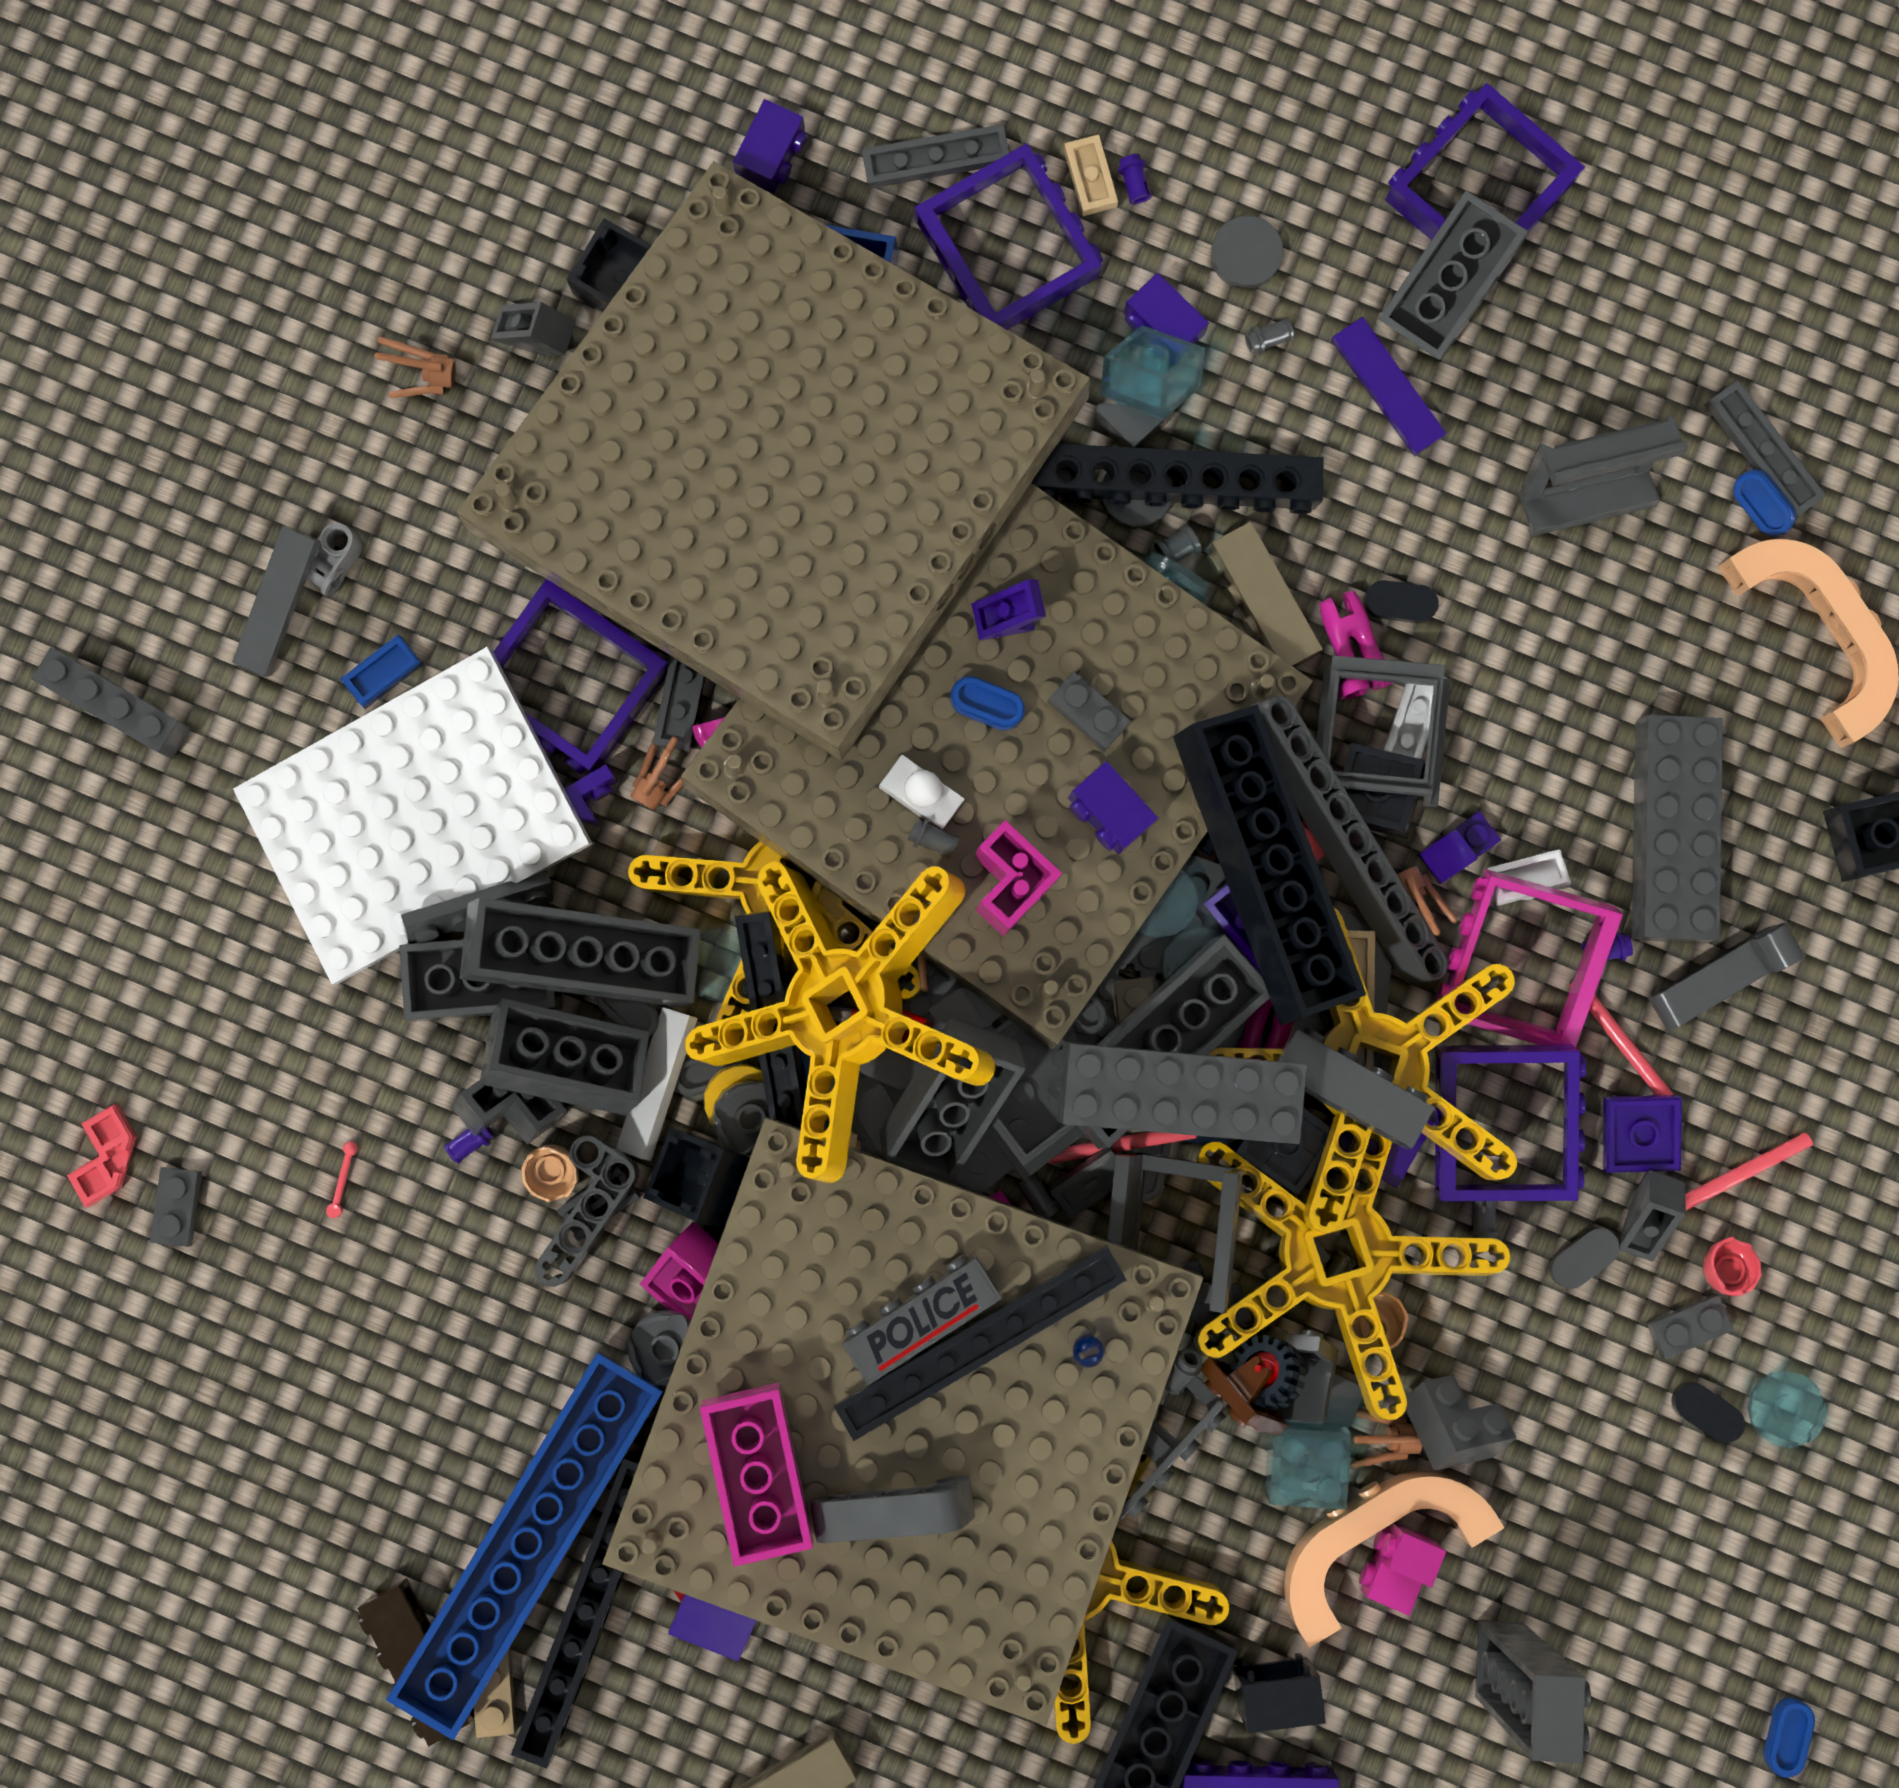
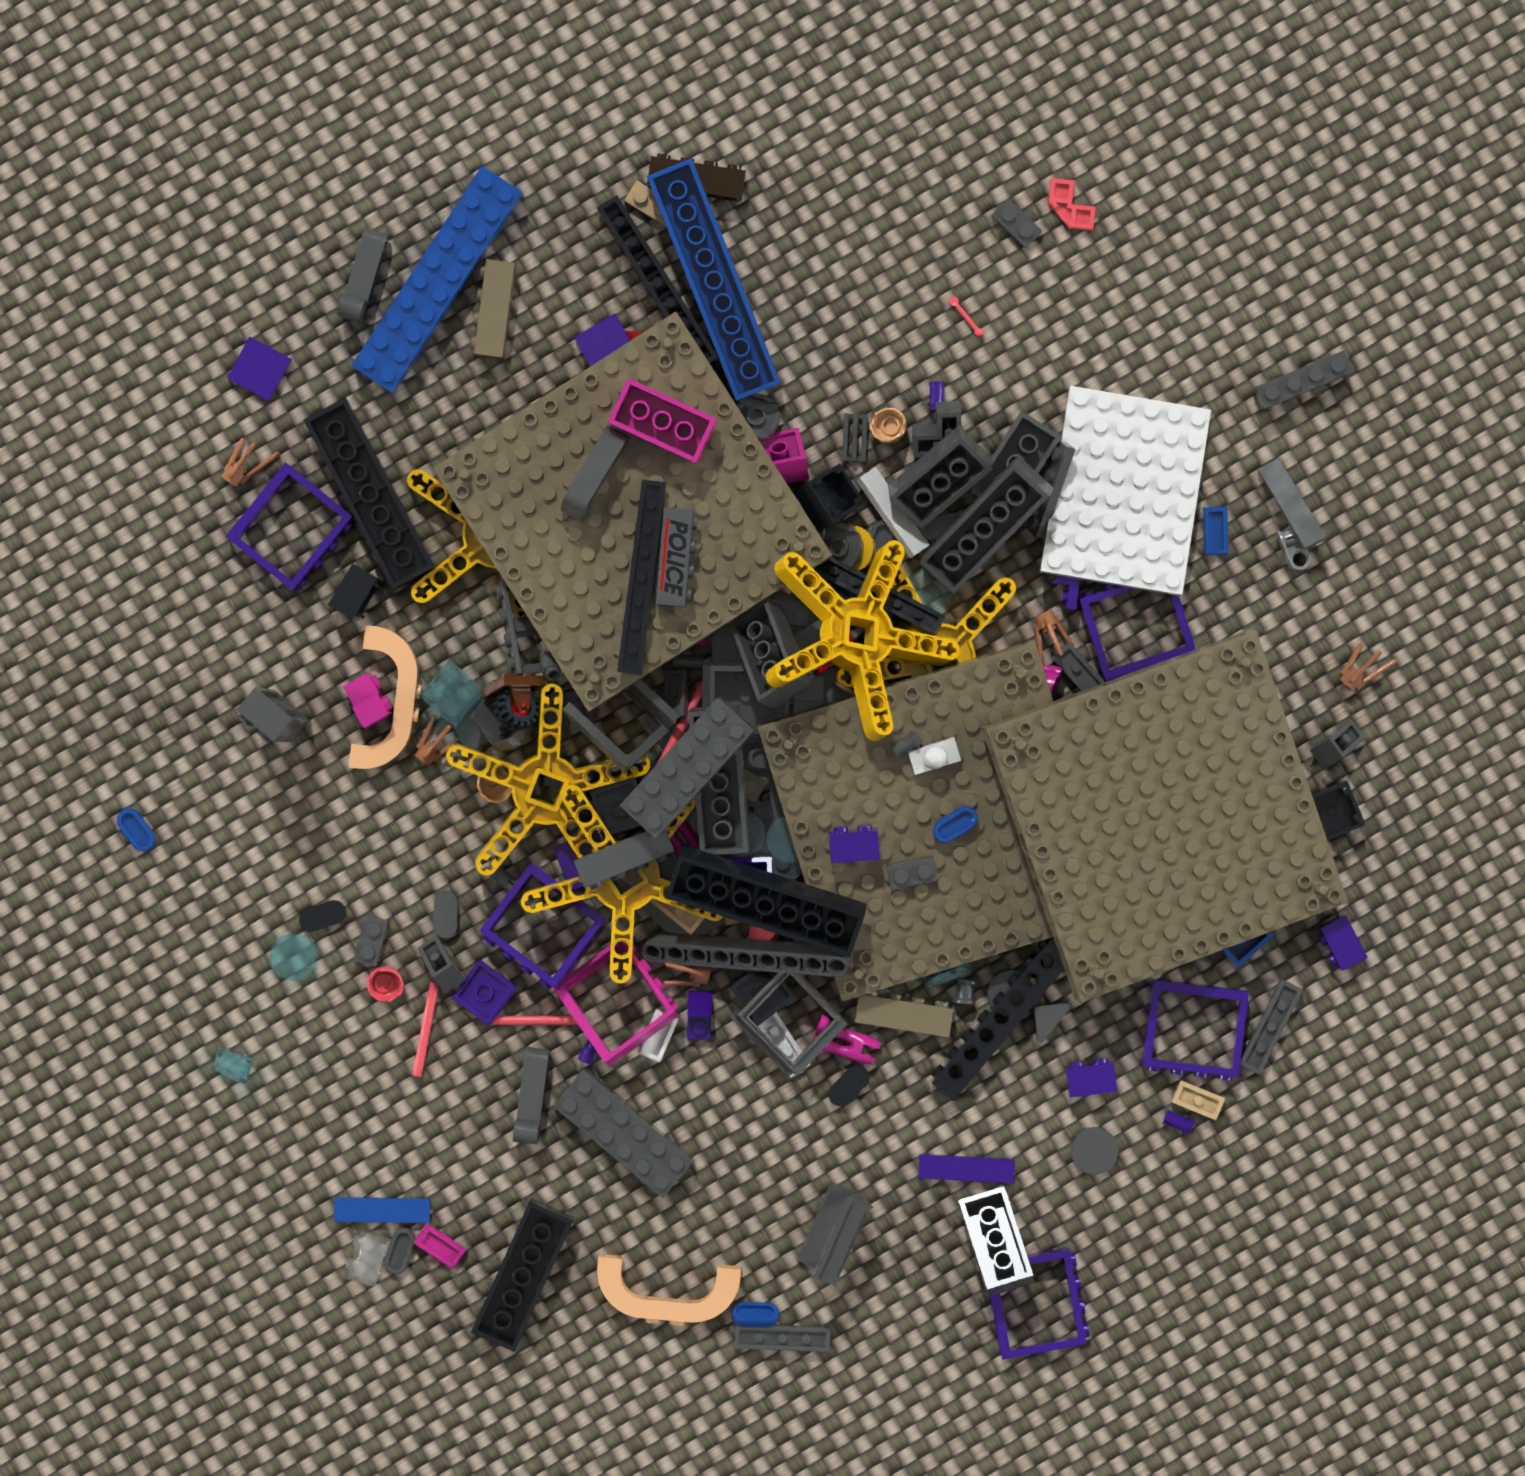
camera: 130 degrees right, 5 degrees up
(581, 1214) = (855, 426): dark grey beam -> none
(1009, 611) = (993, 870): dark purple slope -> none
(1022, 876) = (852, 772): dark pink brick -> none
(1085, 1343) = (601, 629): clear blue hinge -> none
(1152, 371) = (1065, 1046): clear light blue brick -> none
(1268, 336) = (1040, 1126): dark grey pin -> none
(1453, 1431) = (416, 778): dark grey brick -> none

